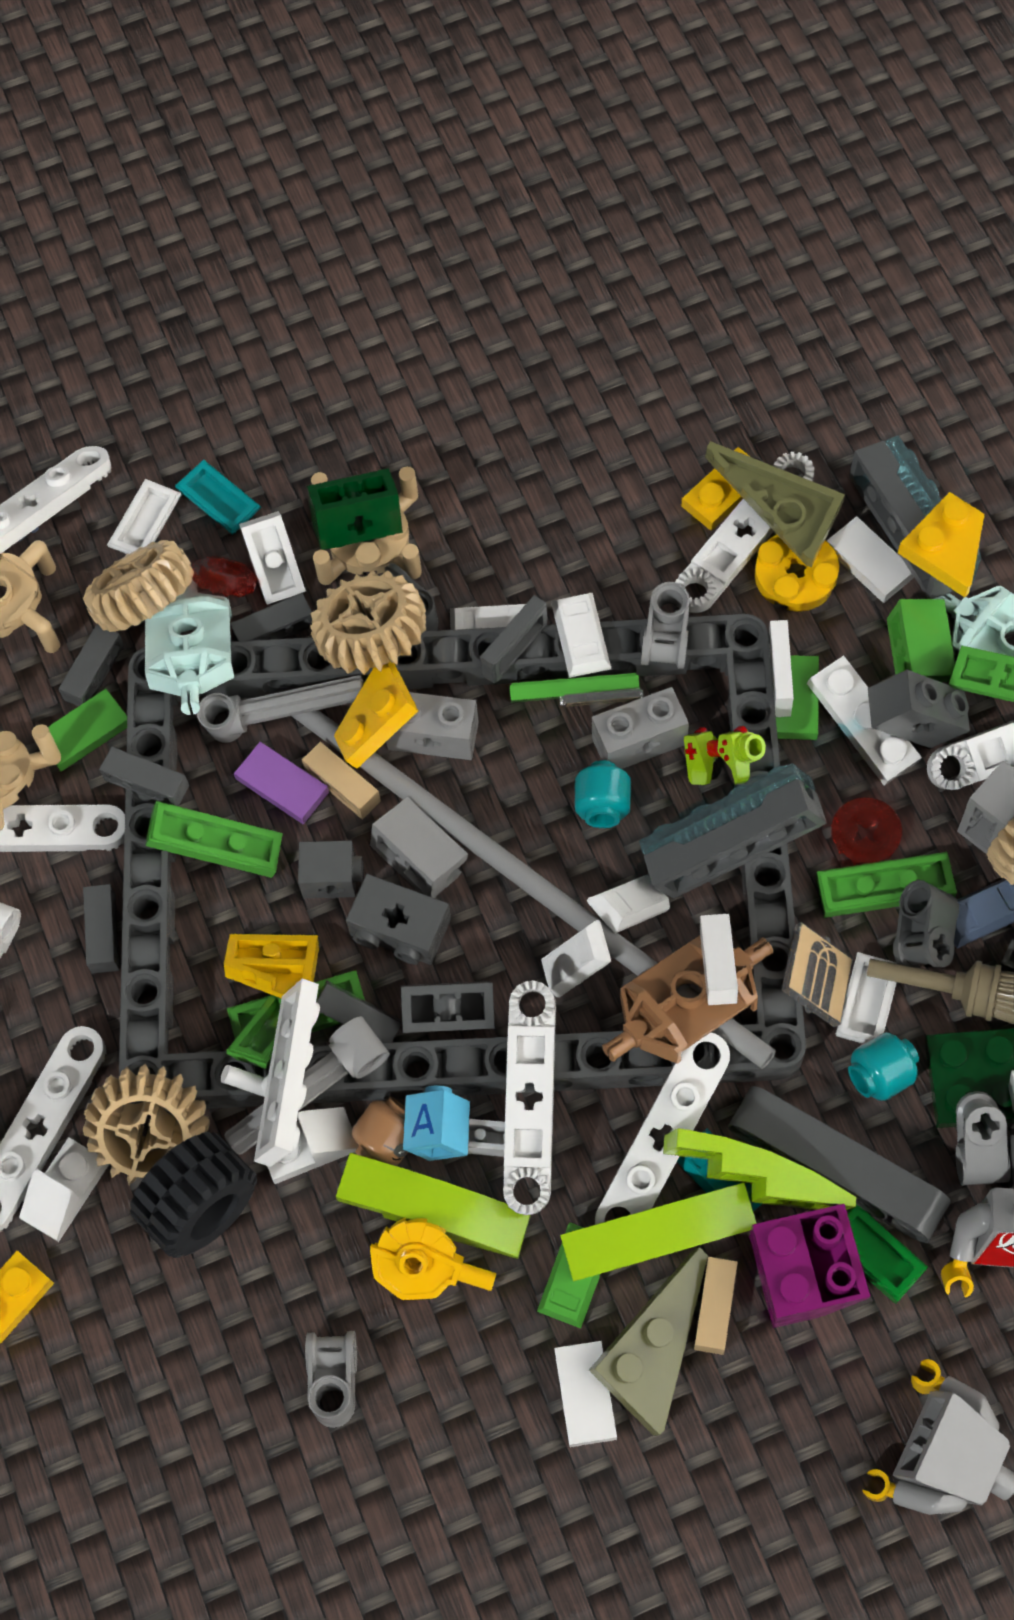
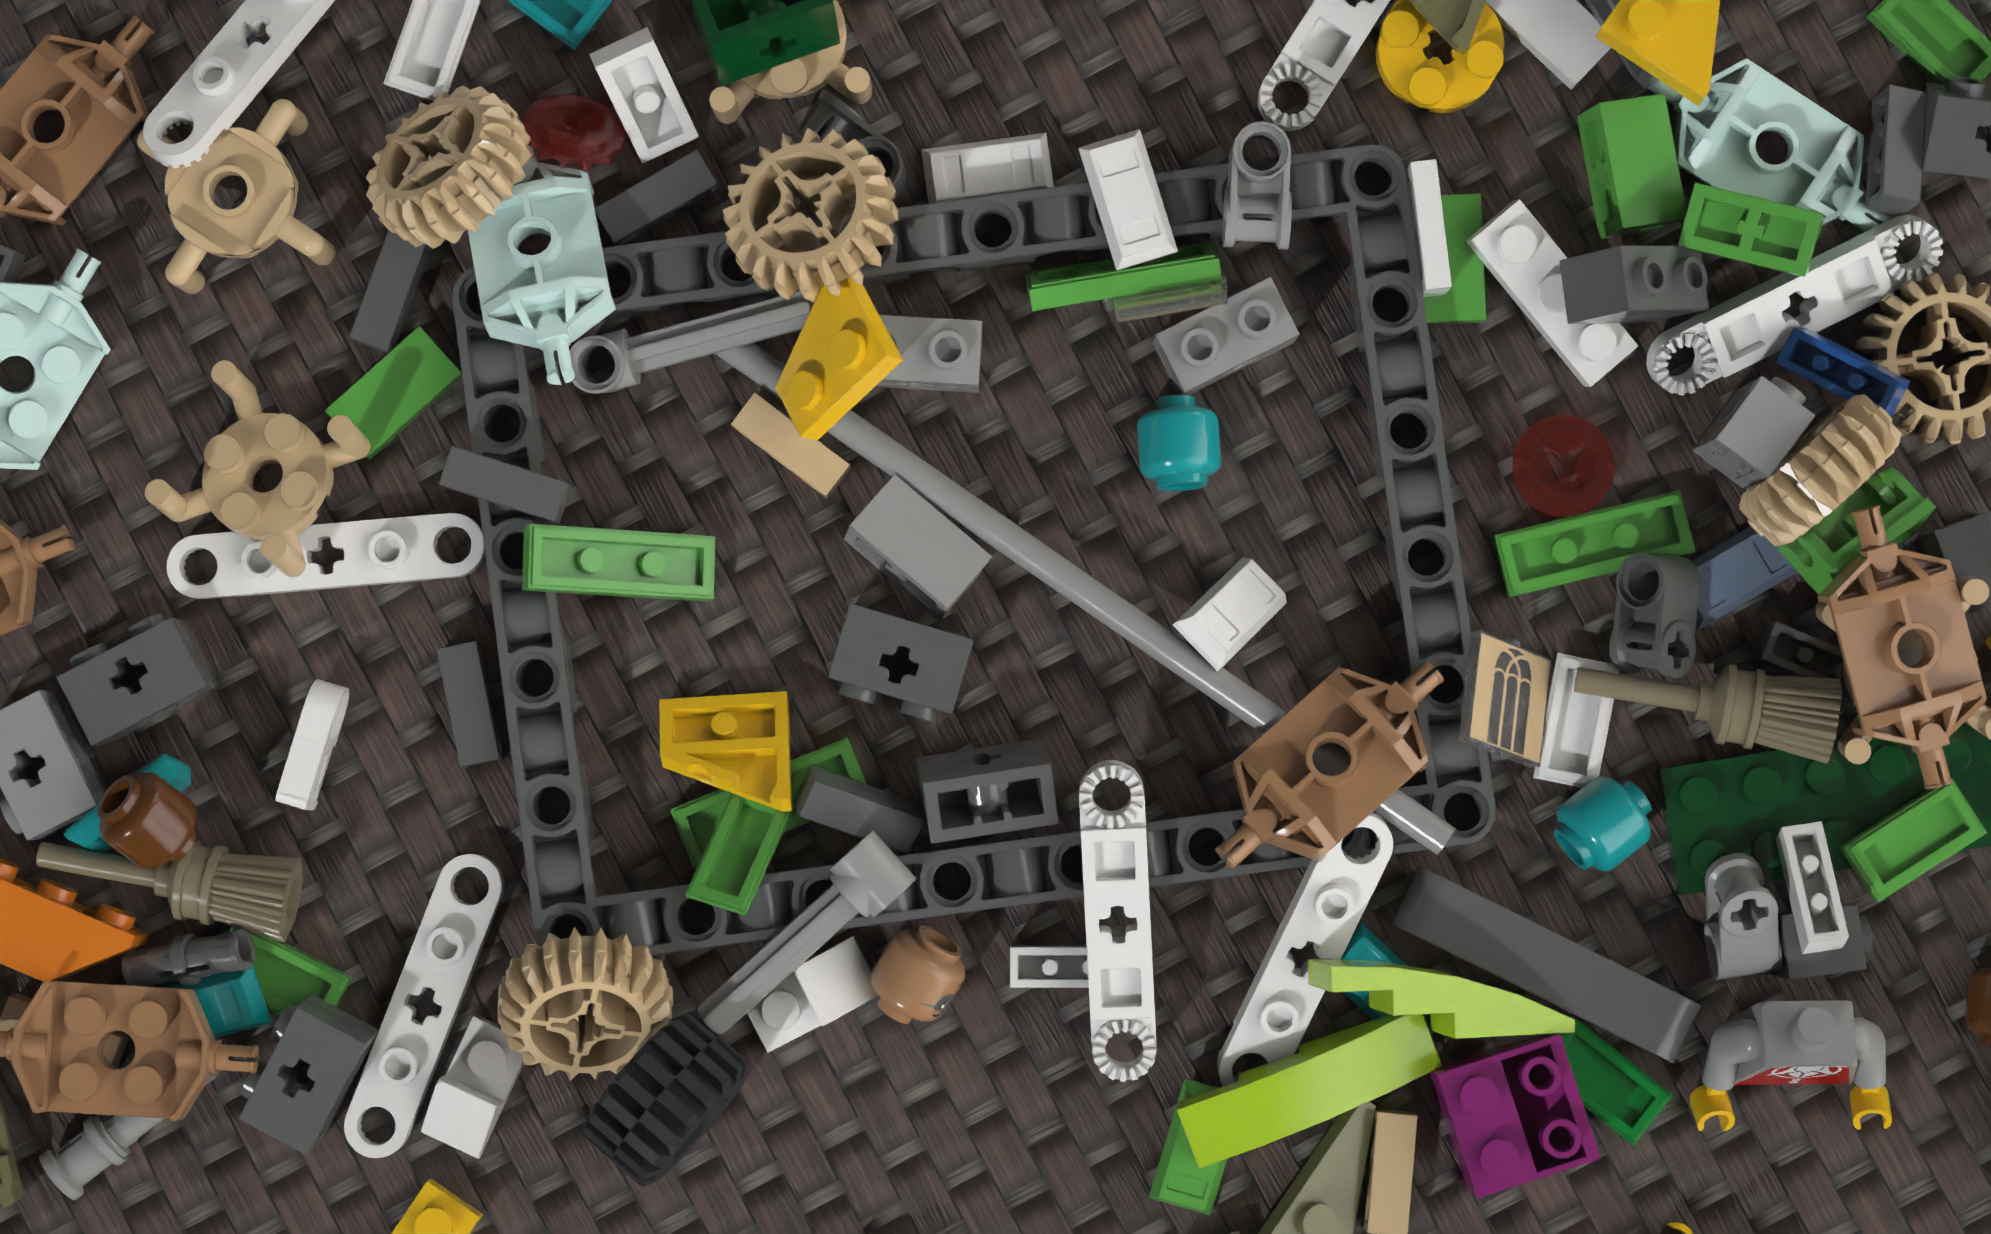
camera: 10 degrees left, 20 degrees up
(281, 782) = (702, 454): medium lavender tile -> none
(284, 1083) = (776, 930): white plate -> none
(329, 869) = (792, 590): dark grey brick -> none
(421, 1261) = (990, 1152): yellow piece -> none
(436, 1124) = (990, 966): medium azure brick -> none
(461, 1212) = (992, 1073): lime slope -> none
(514, 639) = (1032, 223): dark grey tile -> none
(576, 959) = (1163, 705): white tile -> none
(718, 959) = (1372, 718): white piece -> none
(732, 831) = (1375, 504): dark grey piece -> none
(735, 747) = (1372, 374): lime piece -> none

